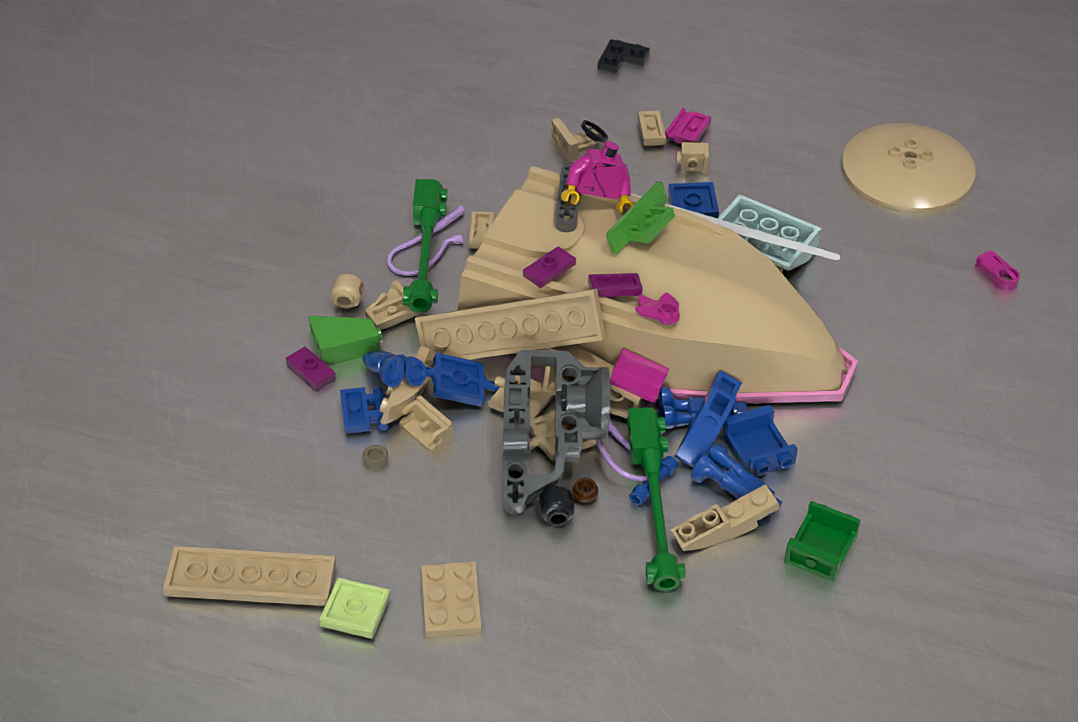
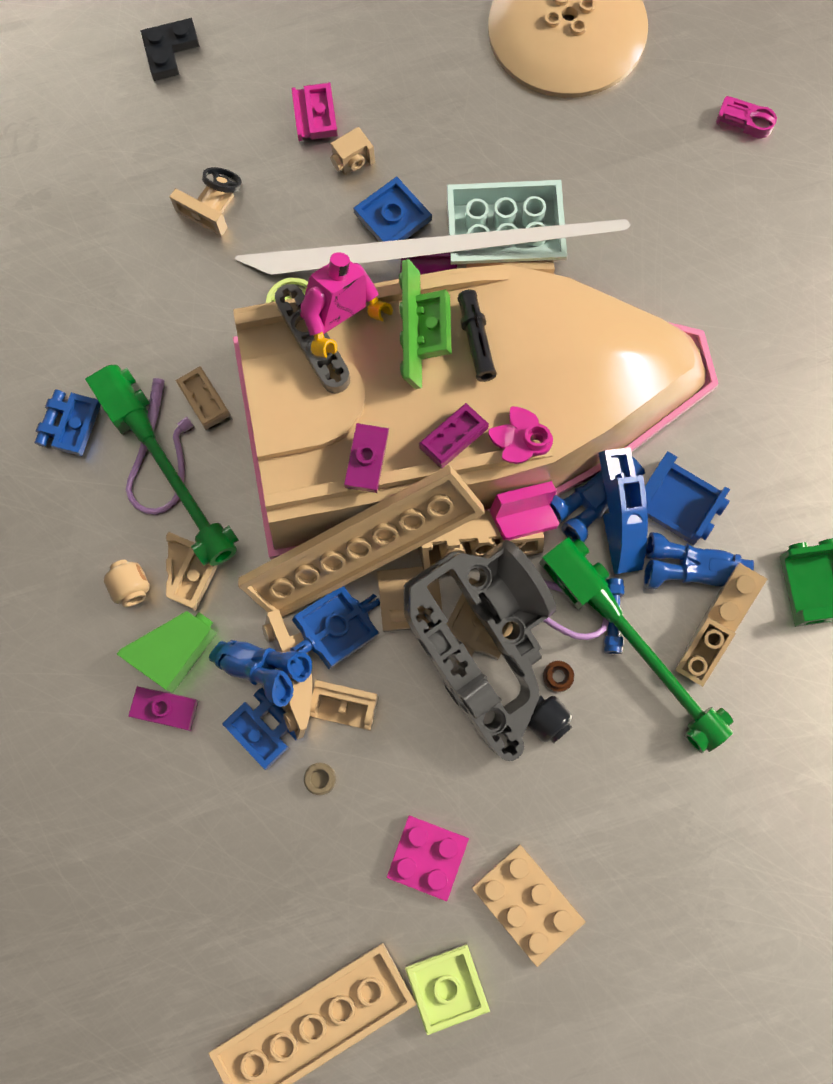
camera: 30 degrees left, 30 degrees up
(385, 200) = (75, 423): none -> blue plate
(407, 536) = (427, 858): none -> dark pink plate
(651, 128) = (277, 136): tan plate -> none
(678, 239) = (473, 323): none -> black pin

